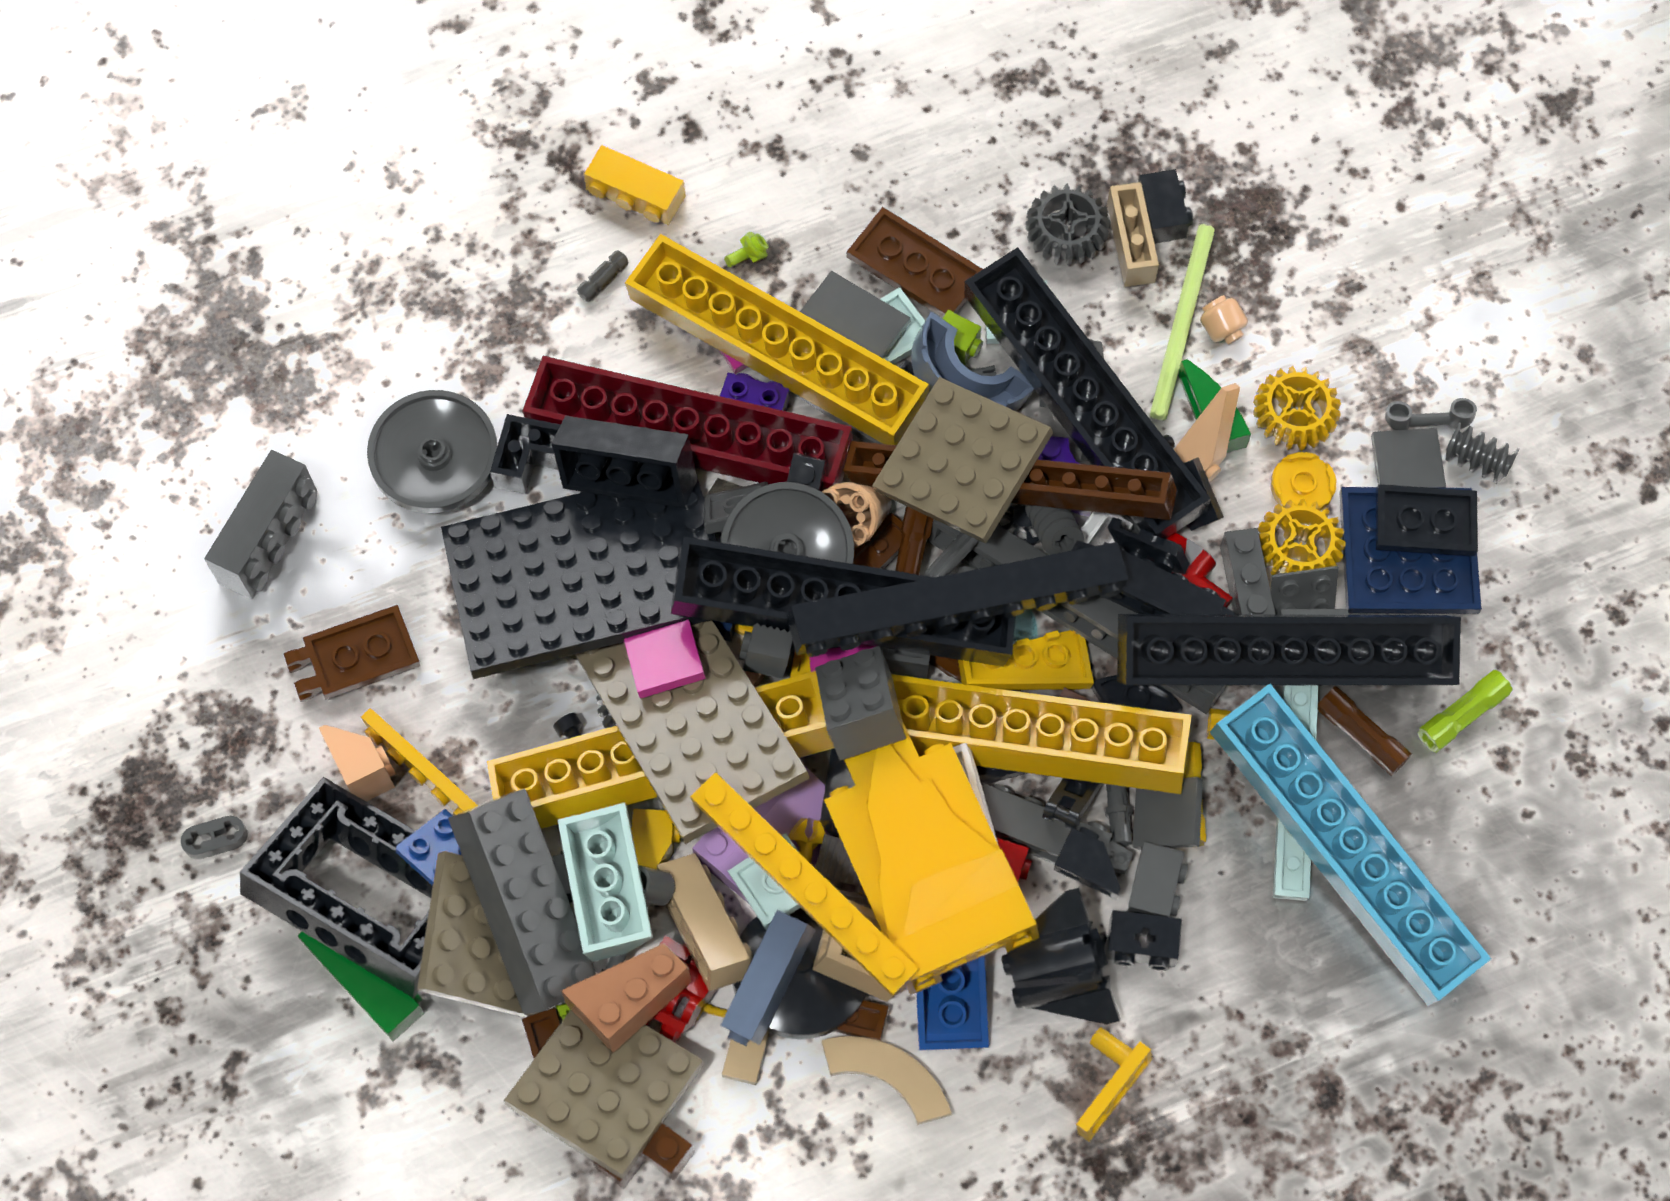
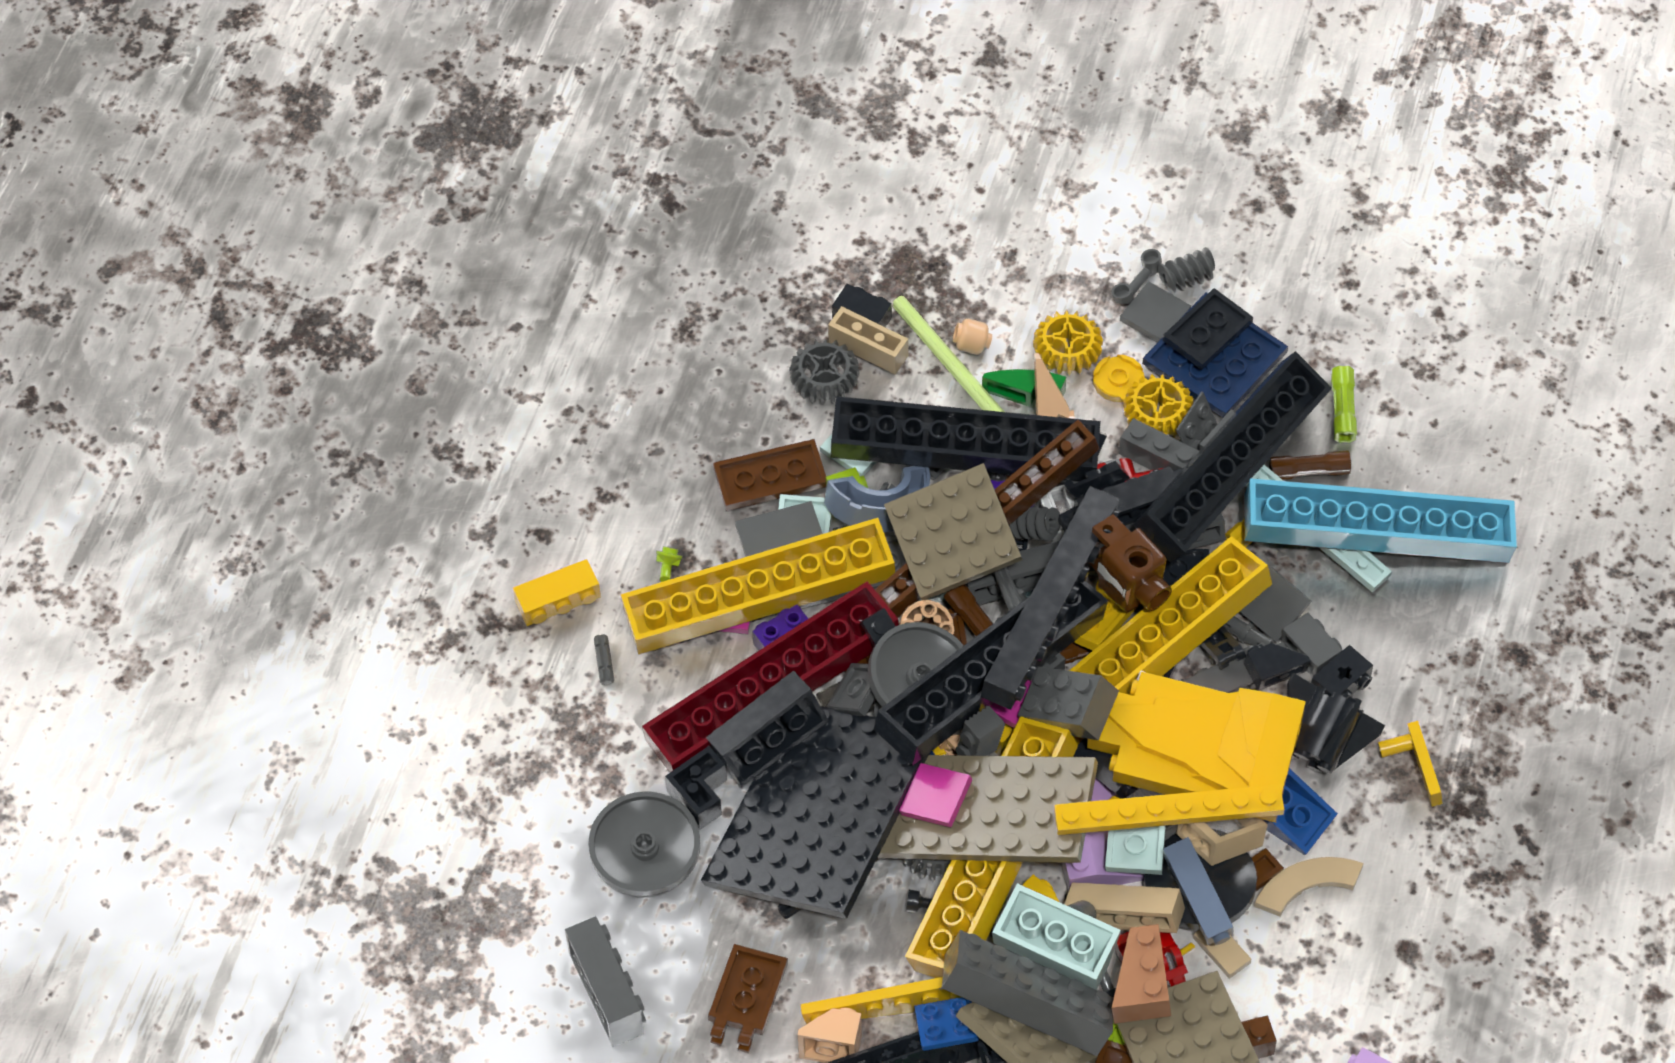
camera: 50 degrees left, 10 degrees down
(1065, 647) = (1125, 582): none -> reddish brown piece

